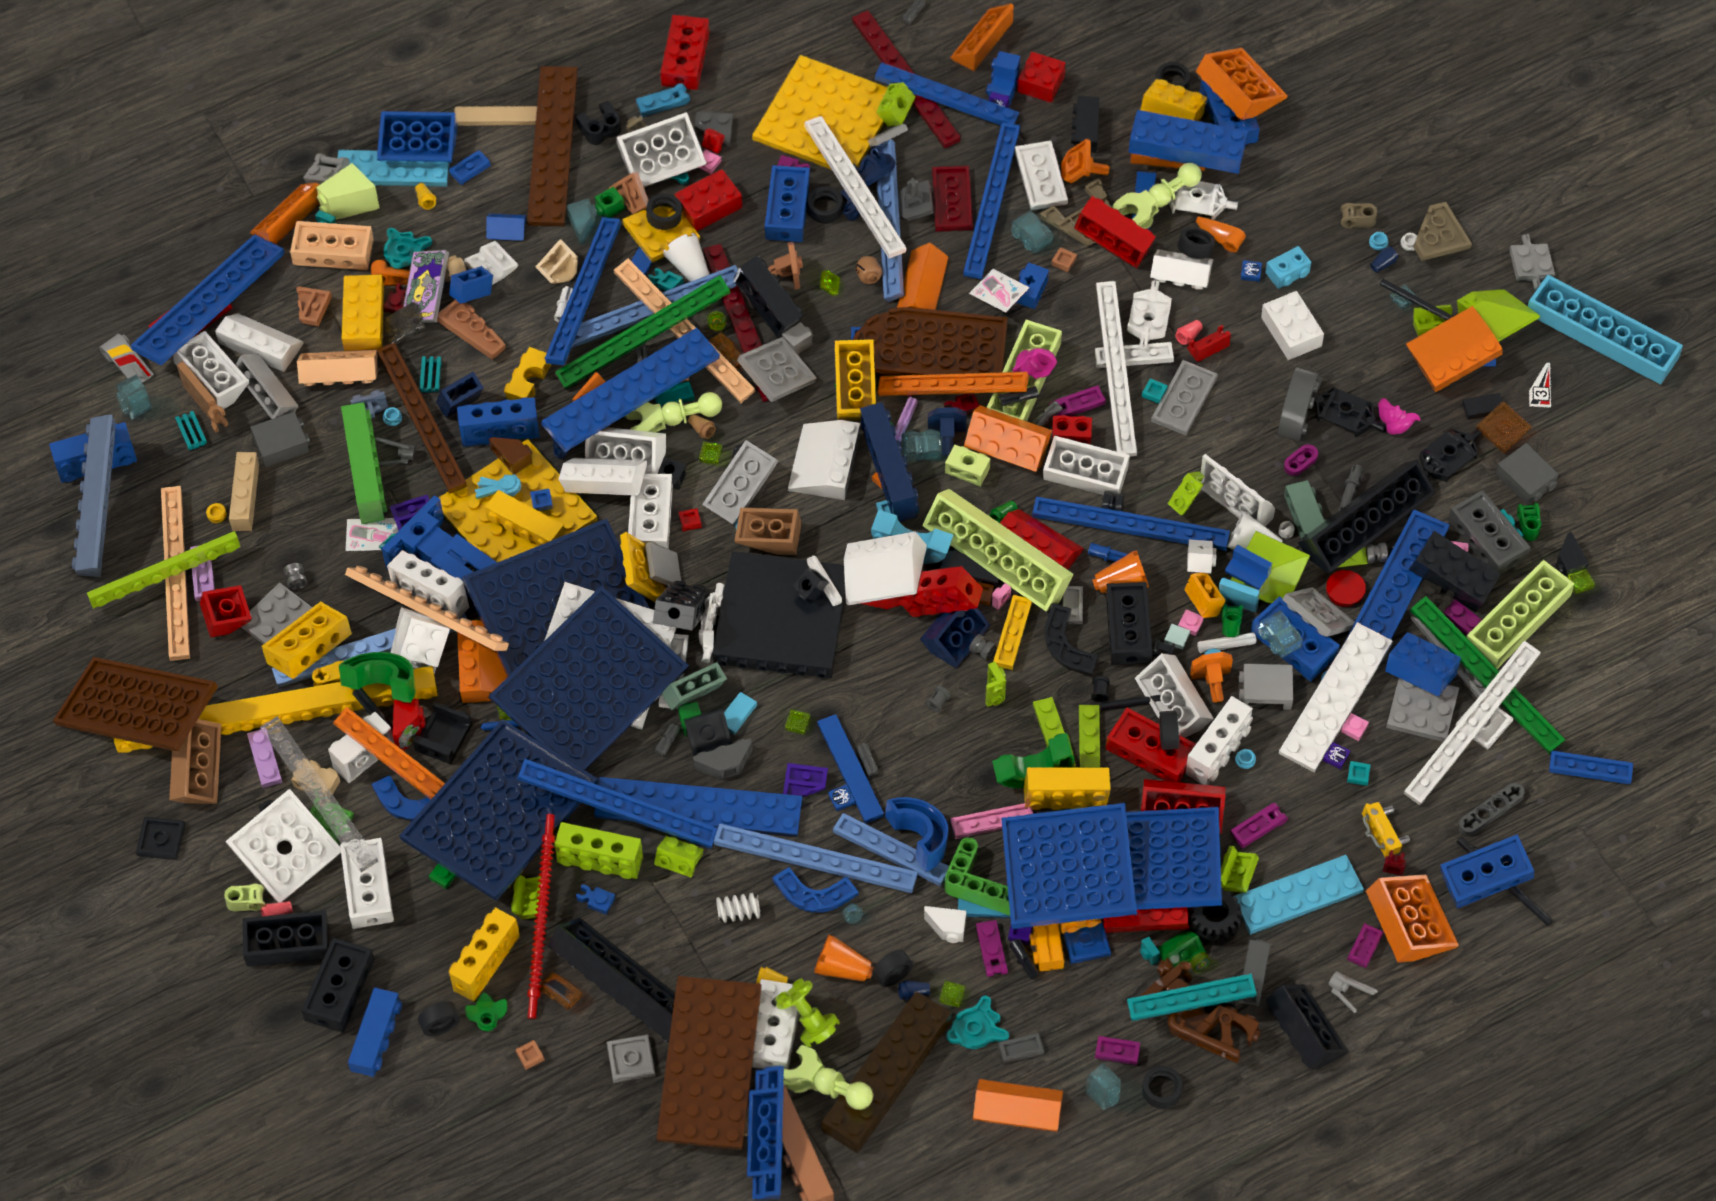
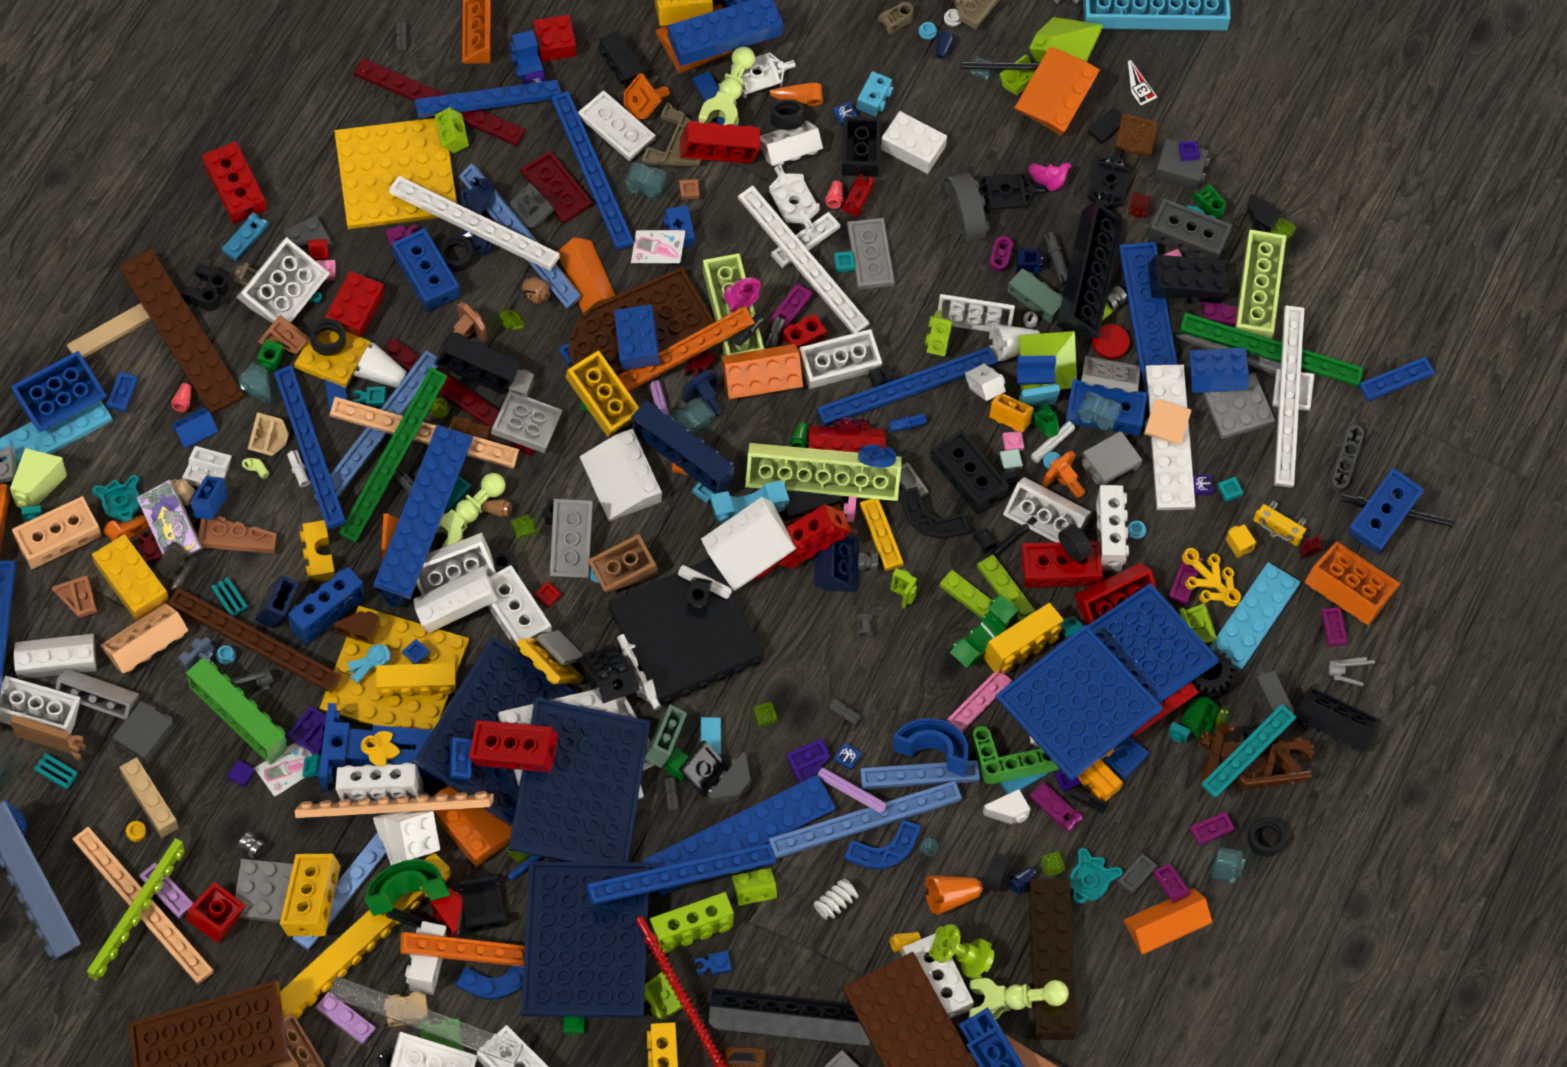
camera: 40 degrees left, 5 degrees up
(329, 674) = (352, 911): yellow piece -> none
(332, 516) = (241, 773): none -> dark purple tile
(425, 197) = (103, 441): yellow cone -> none
(447, 555) = (382, 749): none -> yellow plate
(502, 598) = (459, 758): none -> blue plate
(512, 198) = (182, 398): none -> coral cone
(531, 282) = (256, 465): none -> yellowish green arm
(536, 595) = (513, 746): none -> red brick
(821, 826) = (852, 790): none -> lavender axle
(850, 768) = (836, 727): blue tile -> none
(887, 135) = (464, 161): light grey tile -> none
(919, 350) = (637, 337): none -> blue brick
(974, 473) = (736, 420): yellowish green brick -> none
(1044, 1073) = (1171, 883): none -> magenta plate
(1049, 559) = (876, 456): none -> blue tile
(1053, 527) = (848, 425): none -> dark red plate
(1118, 799) = (1070, 626): none -> teal plate
(1125, 570) = (934, 431): orange cone -> none
(1241, 302) = (861, 146): none -> black brick
(1280, 840) = (1212, 579): none -> yellow plant
(1321, 478) = (1028, 260): none -> clear blue brick
(1334, 822) = (1240, 540): none -> yellow brick
(1339, 680) = (1167, 422): none -> light nougat tile
(1354, 727) = (1199, 453): bright pink plate -> none
(1461, 488) = (1139, 205): none -> clear red bracket
(1539, 463) = (1189, 150): none -> dark purple tile

